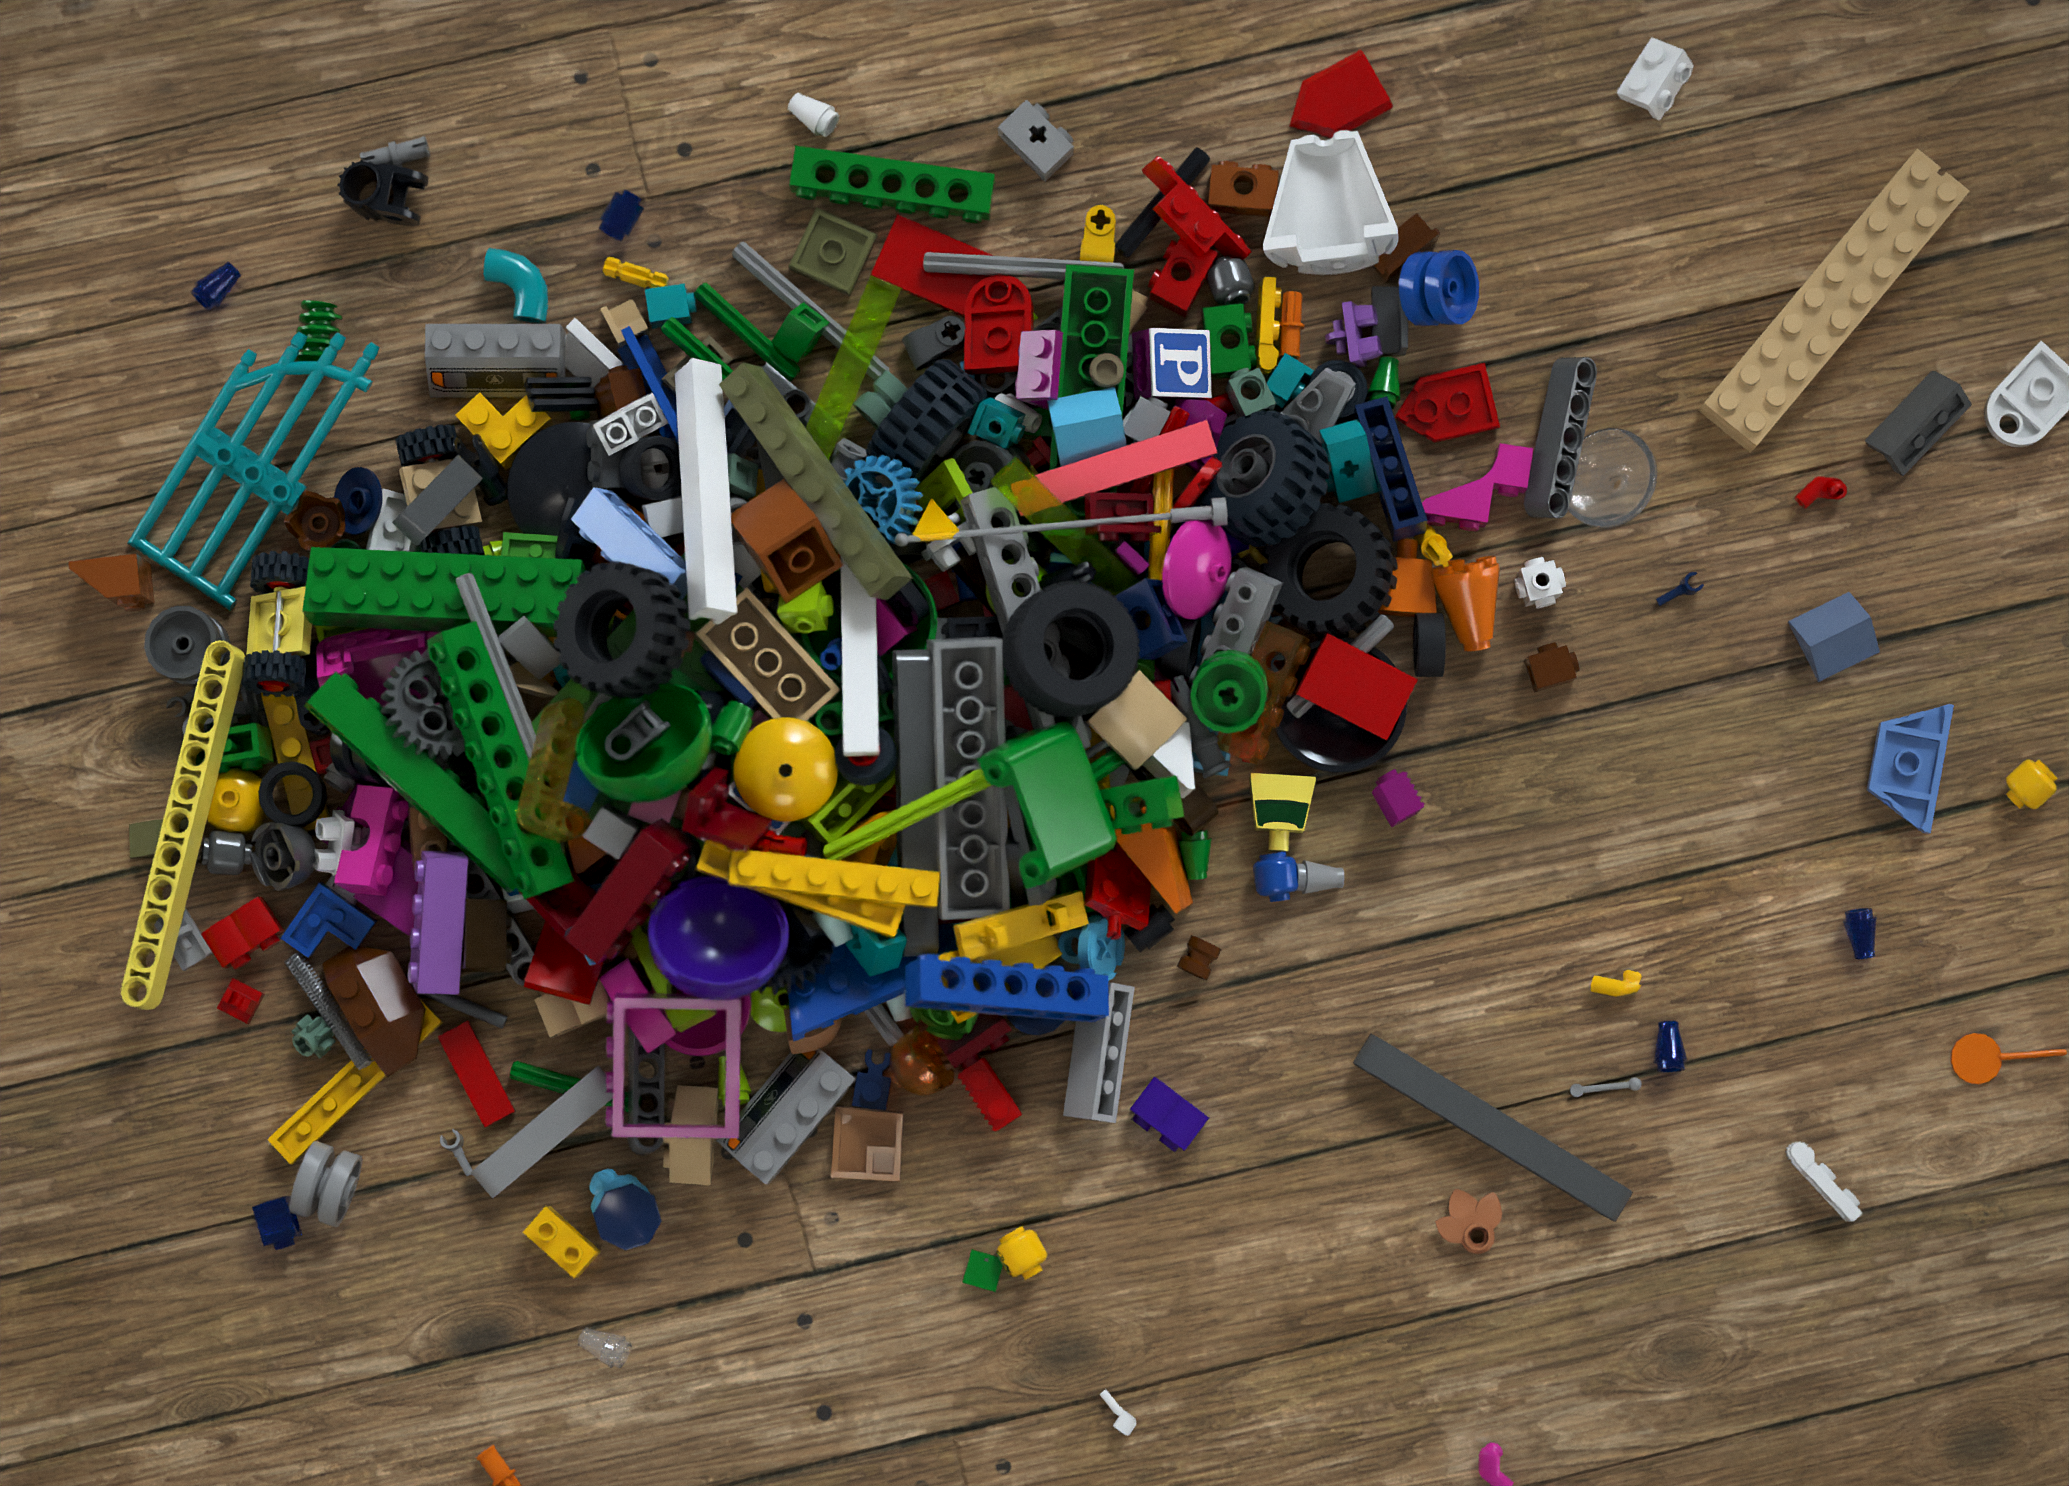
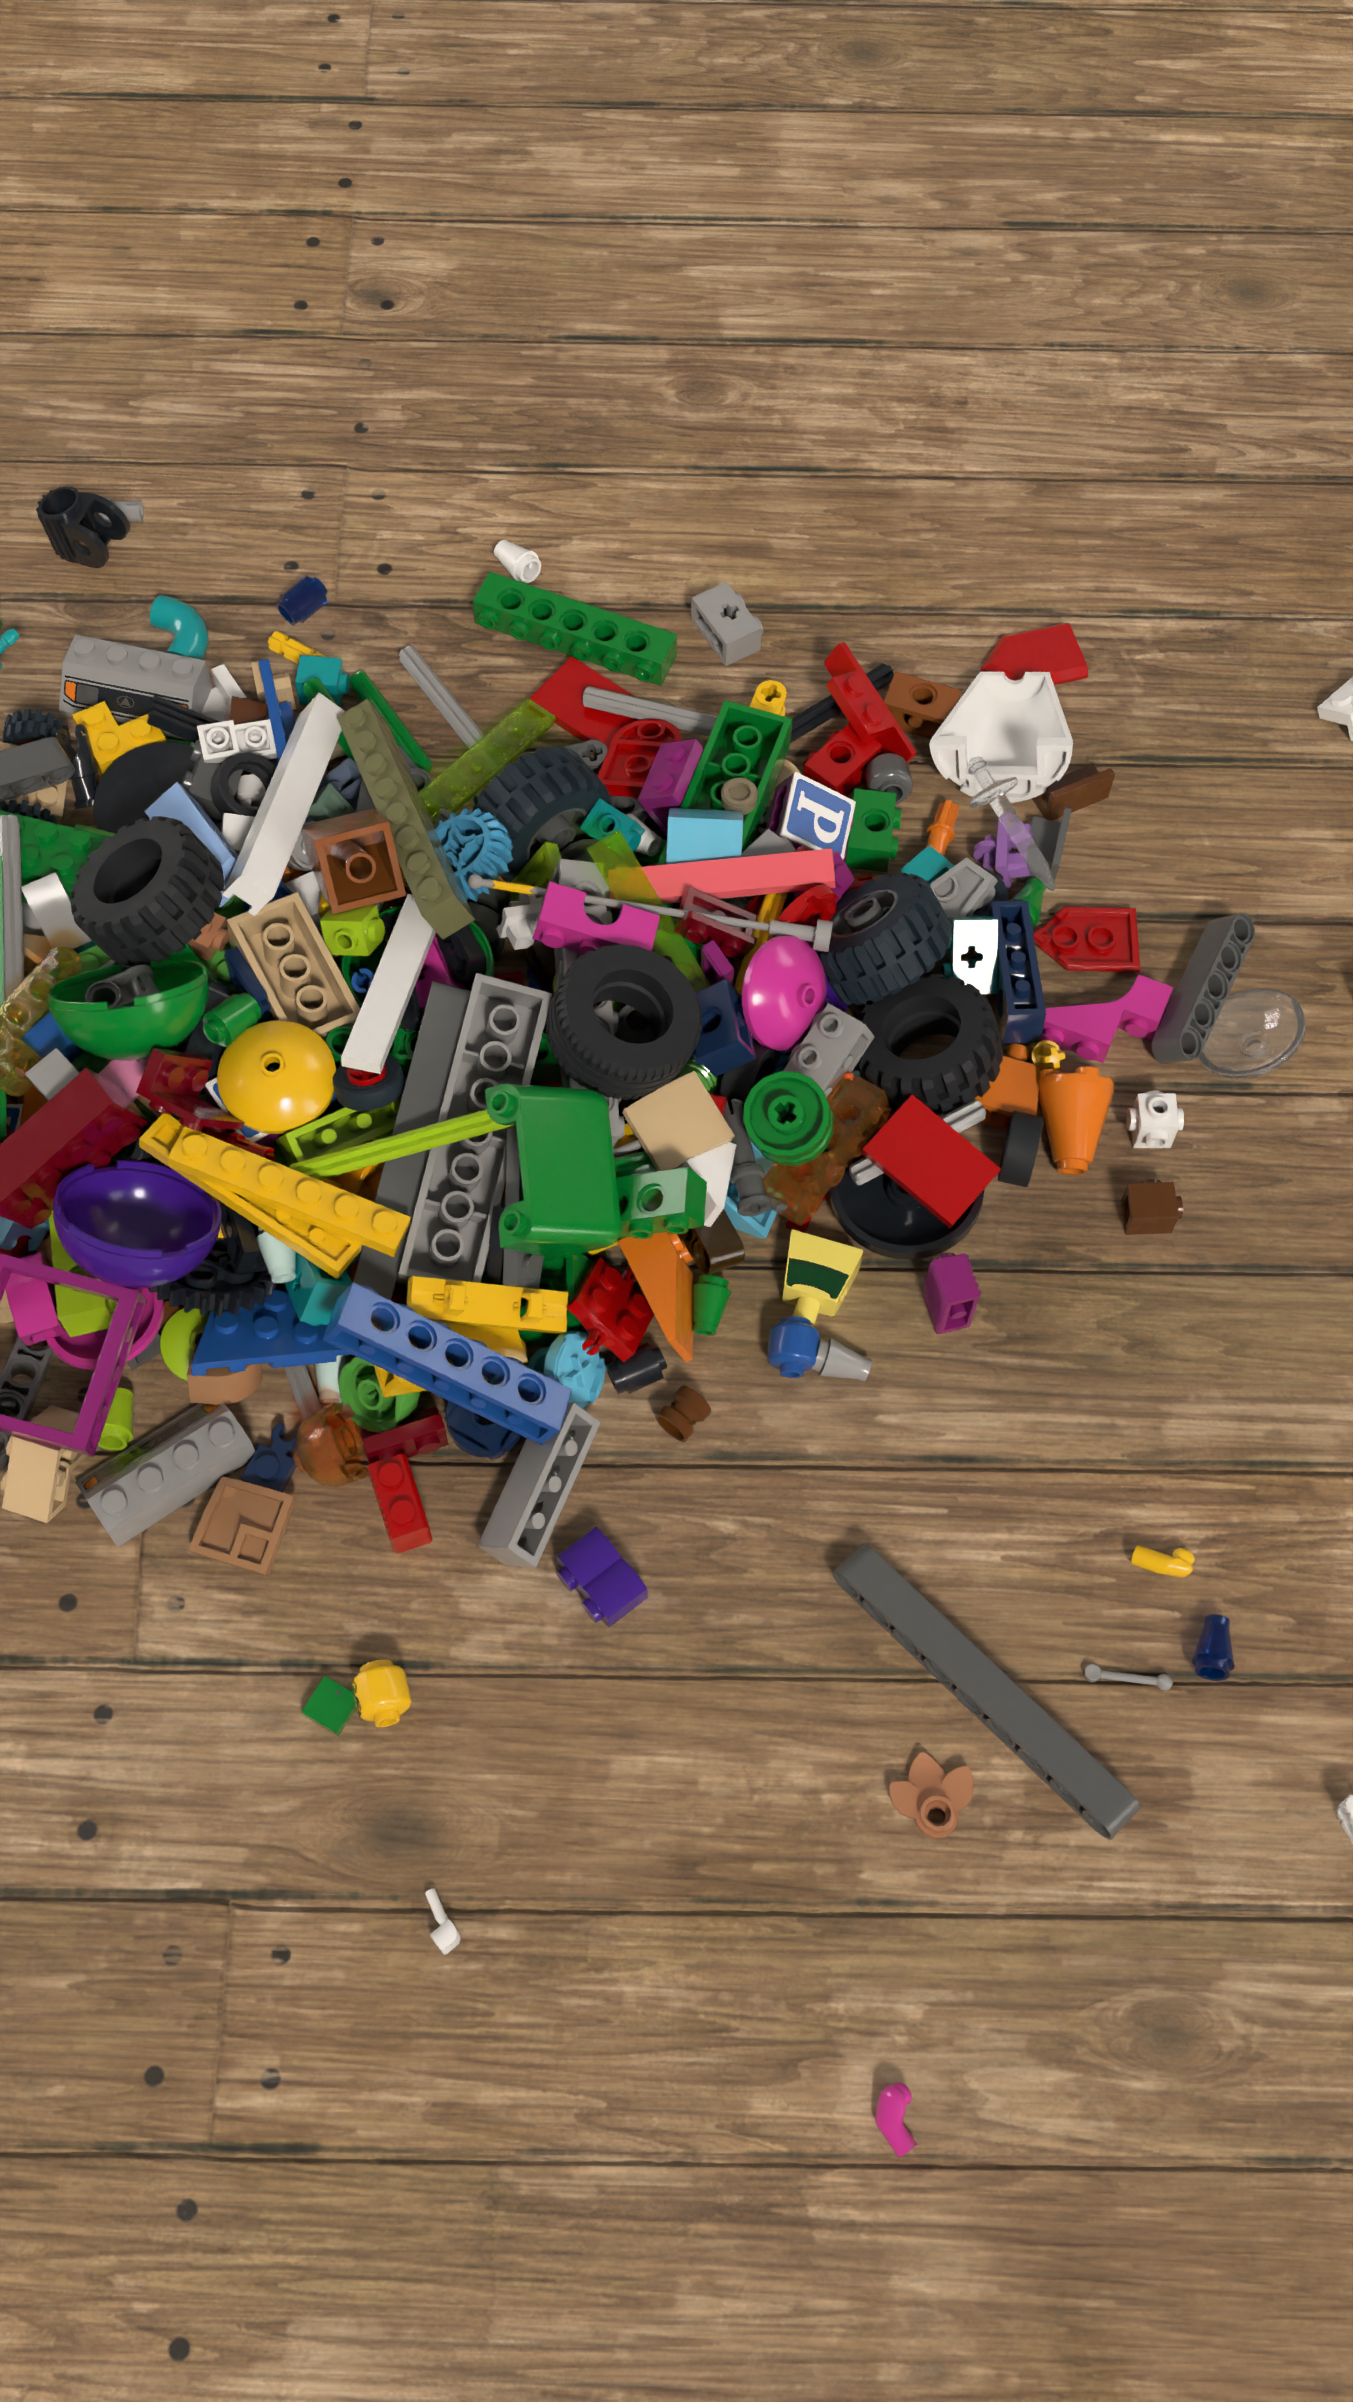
camera: 10 degrees right, 20 degrees down
(800, 332) = (440, 727): green brick -> none
(833, 251) = (498, 676): olive tile -> none
(992, 565) = (566, 925): none -> dark pink arch
(1256, 381) = (881, 861): sand green brick -> none
(1266, 327) = (916, 827): yellow hinge -> none
(1333, 284) = (994, 794): none -> clear sword
(1439, 288) = (1103, 818): blue wheel -> none
(1679, 590) = (1314, 1167): dark blue hand -> none

